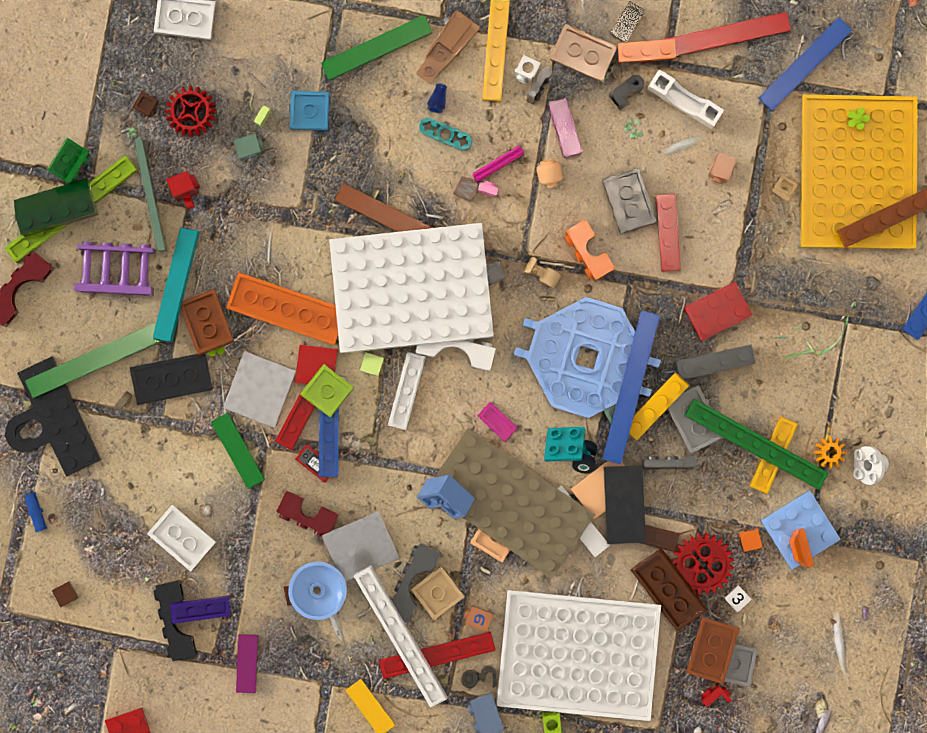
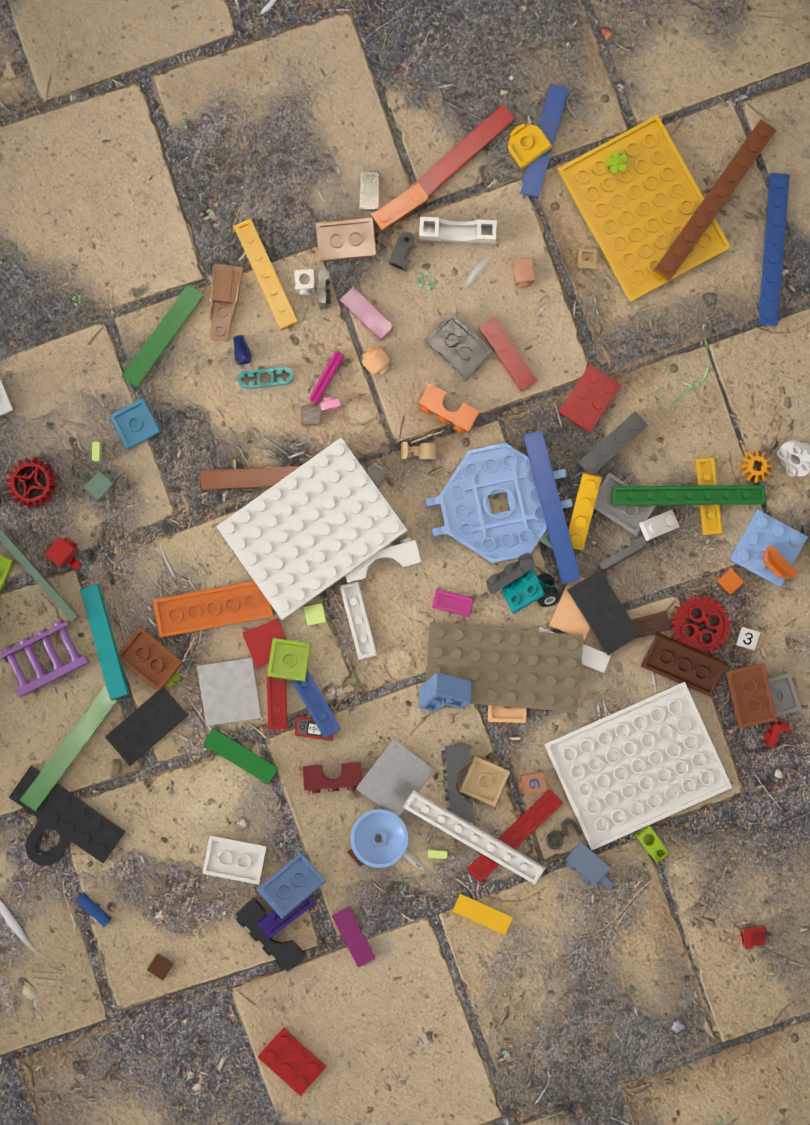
camera: 25 degrees left, 0 degrees up
(218, 588) = (291, 885): none -> medium blue tile
(360, 632) = (437, 853): none -> yellowish green tile
(562, 424) = (510, 573): none -> dark grey hinge
(716, 455) = (659, 525): none -> white plate
(789, 59) = (527, 144): none -> yellow tile

